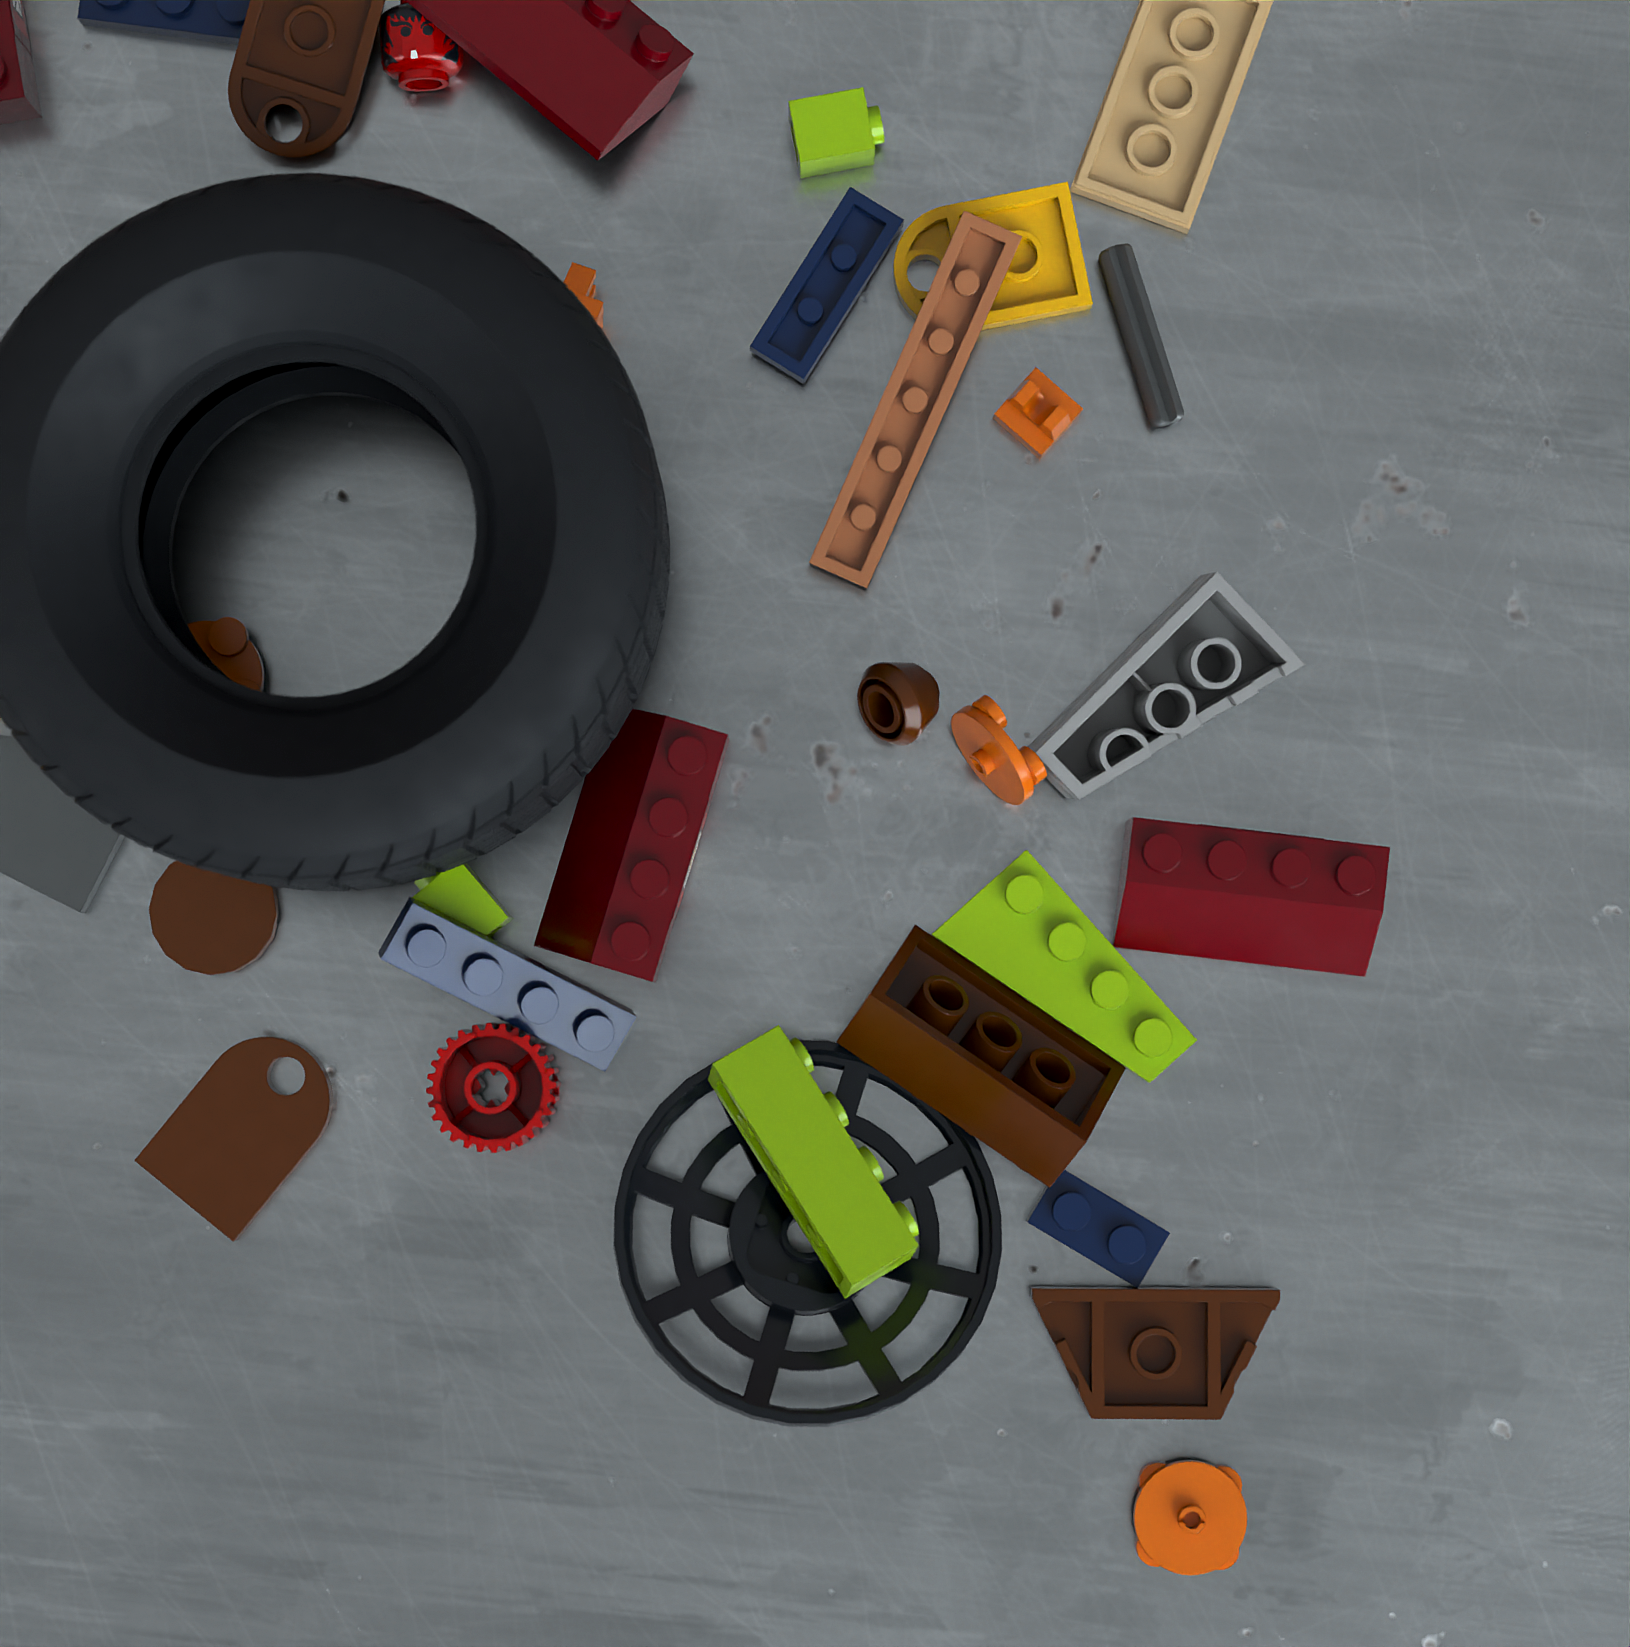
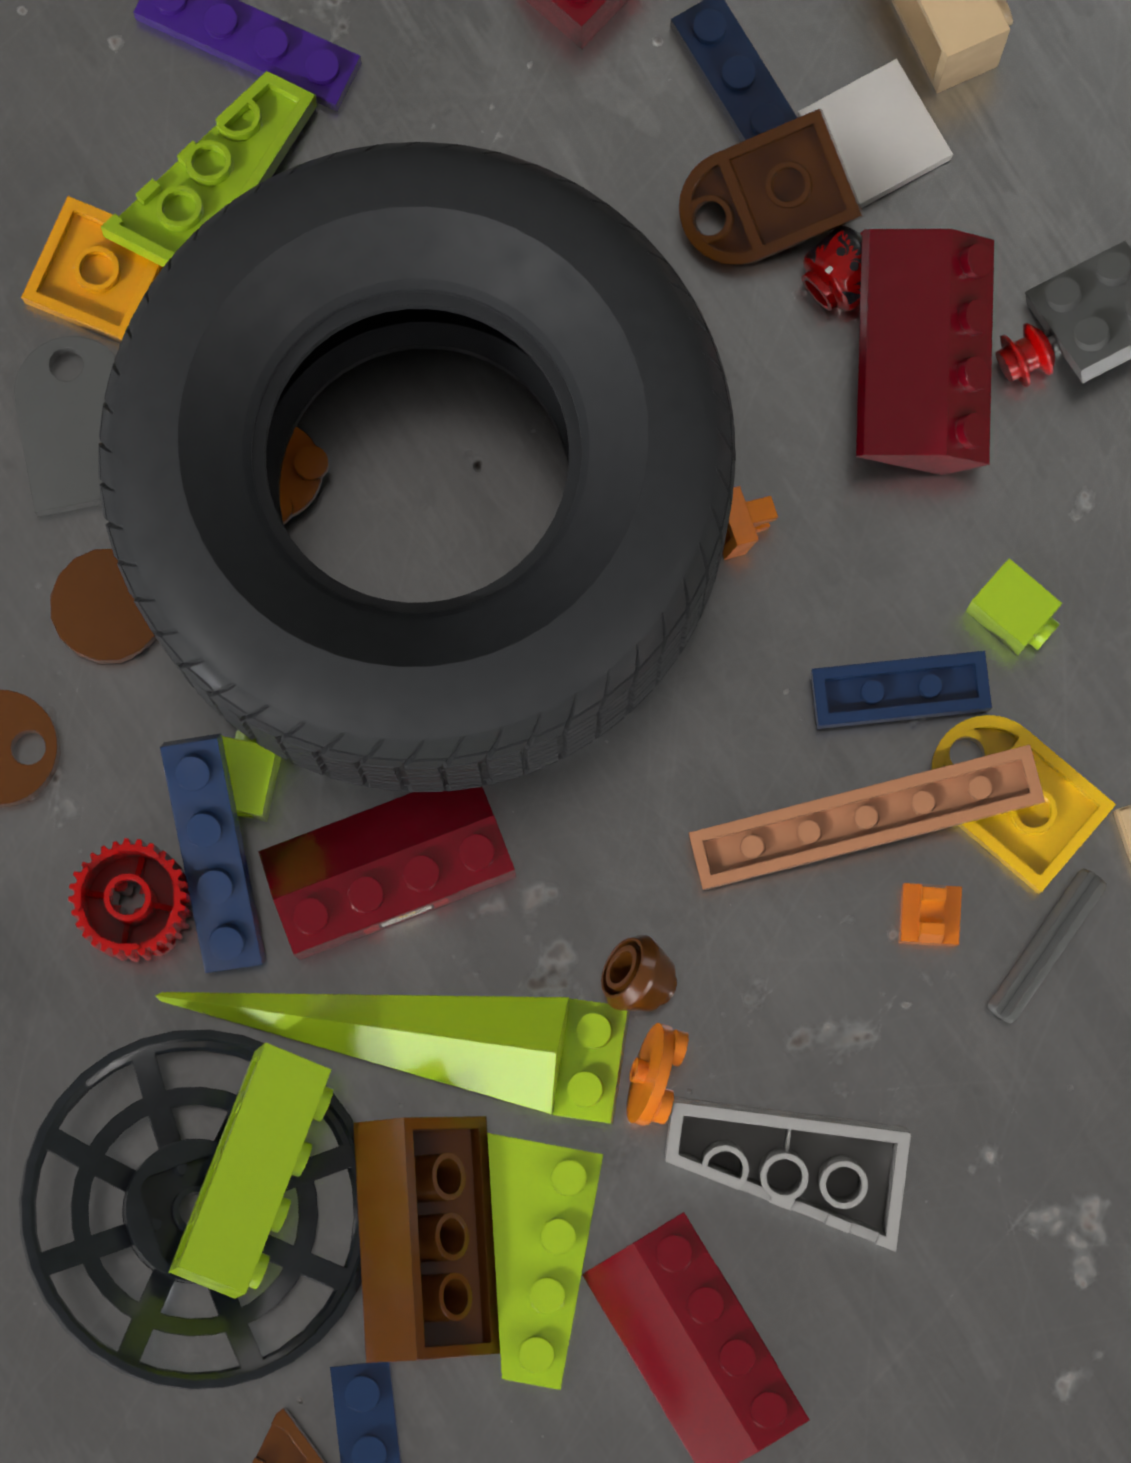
camera: 60 degrees right, 5 degrees down
(880, 853) = (523, 1050): none -> lime plate

